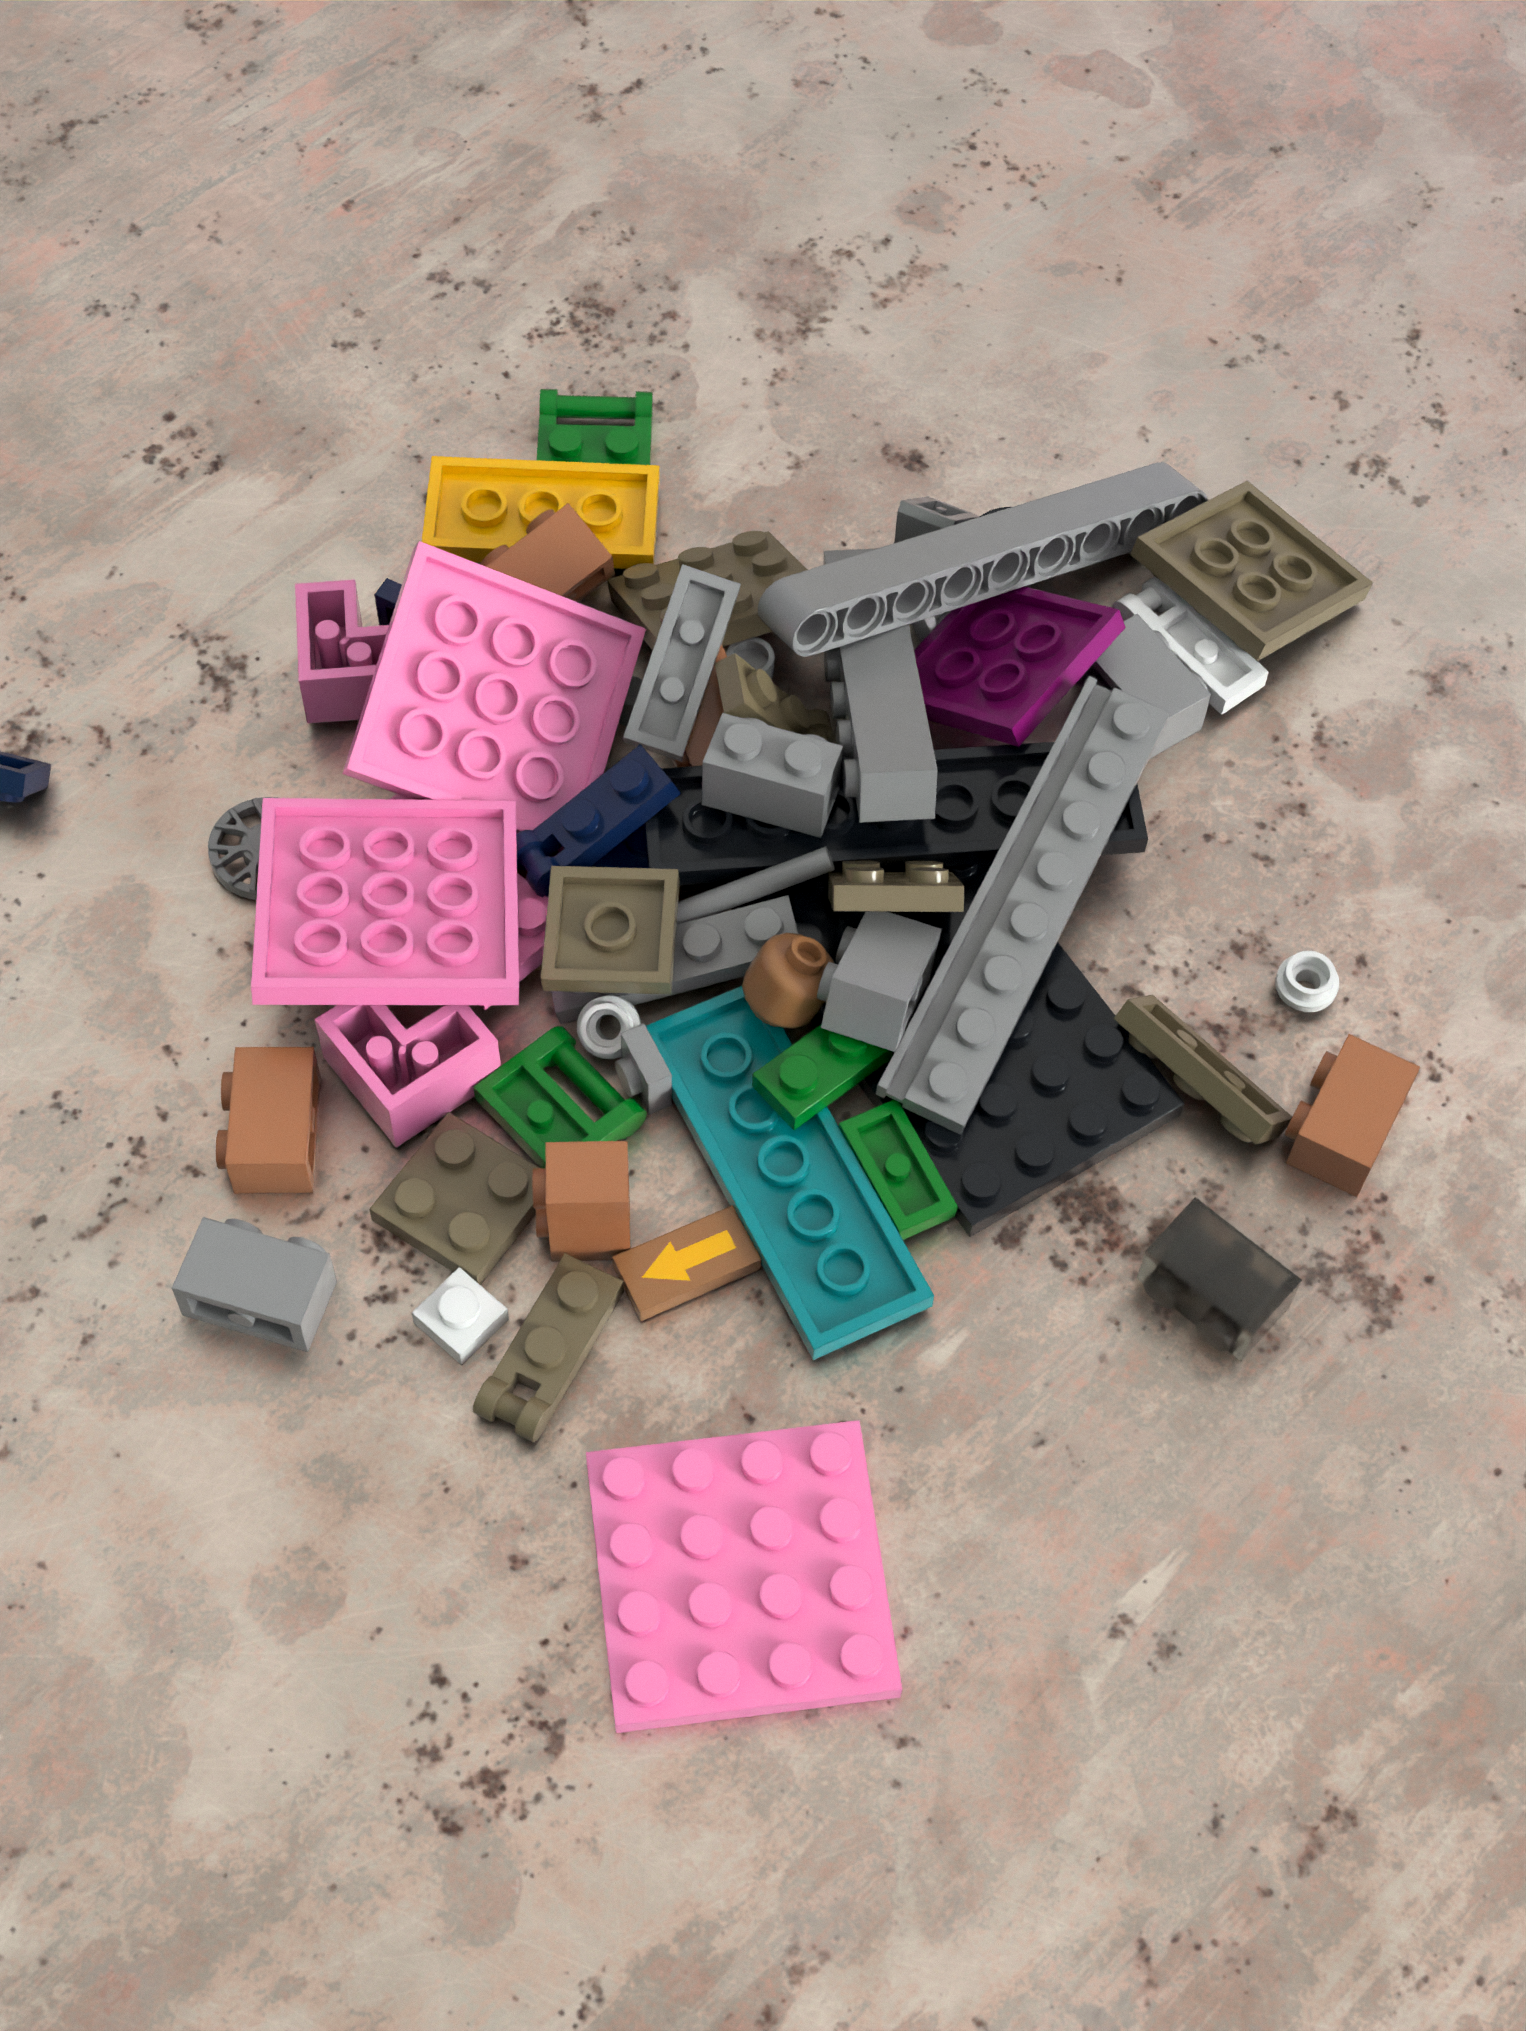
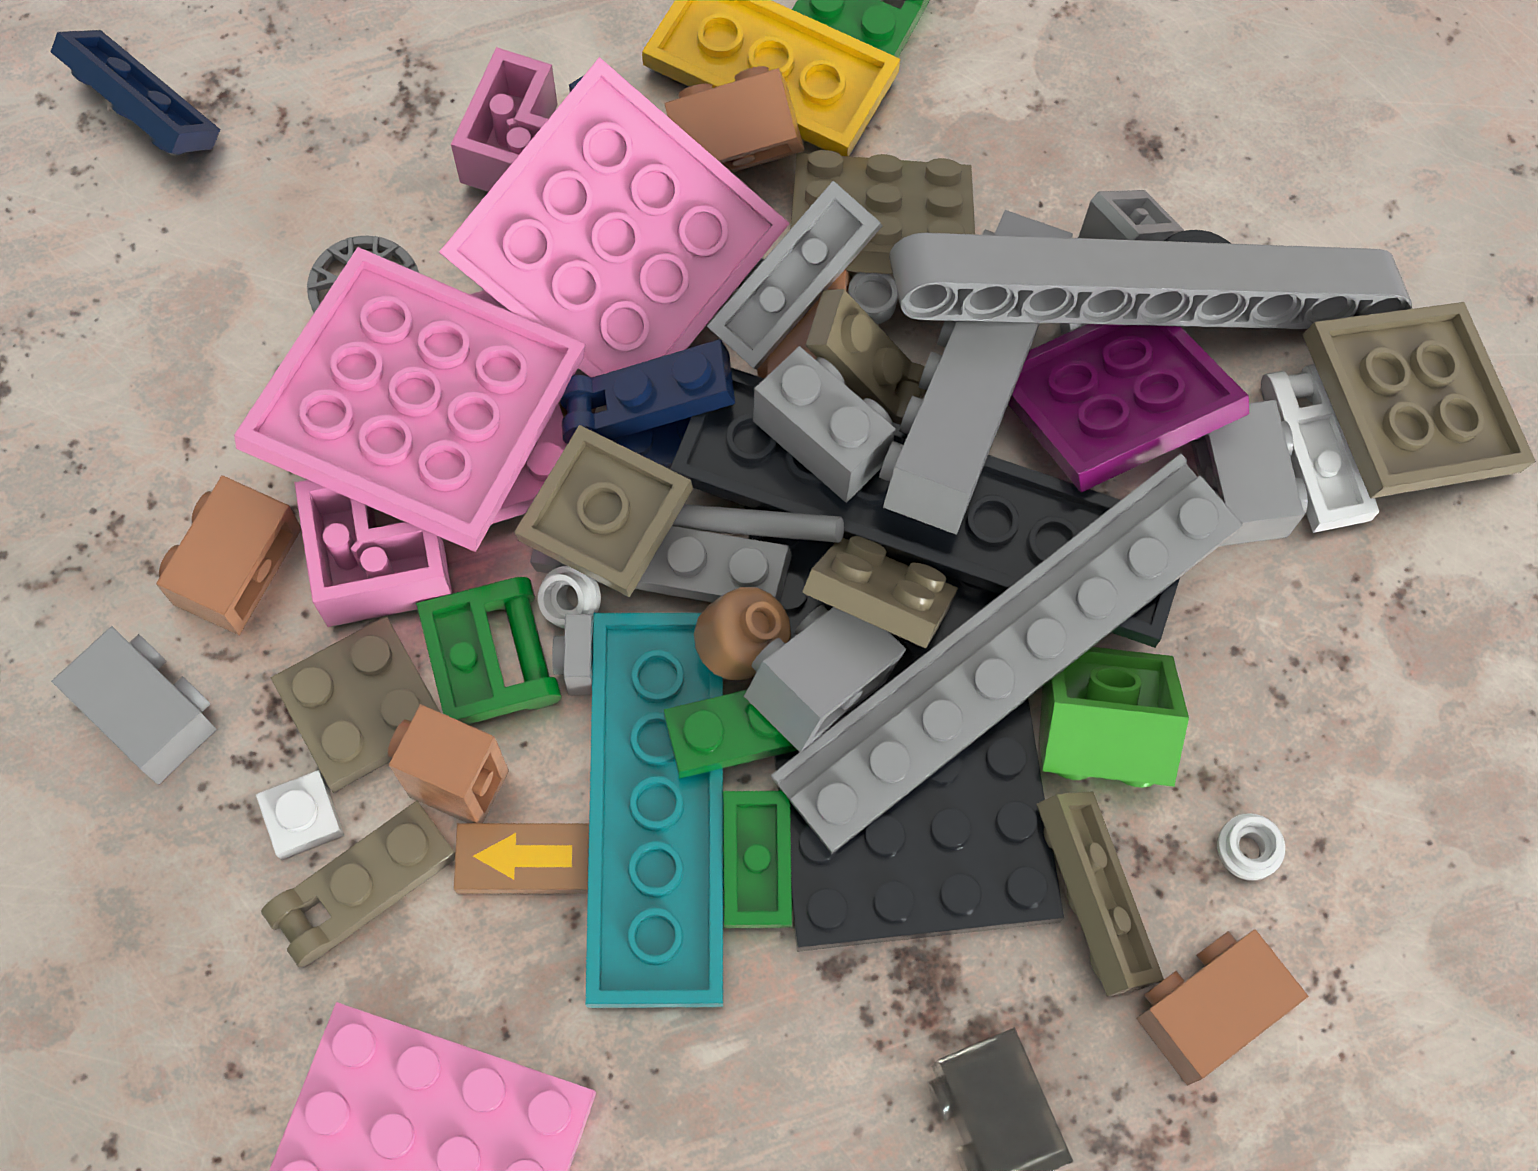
camera: 25 degrees right, 10 degrees up
(1141, 927) = (1114, 718): none -> bright green slope

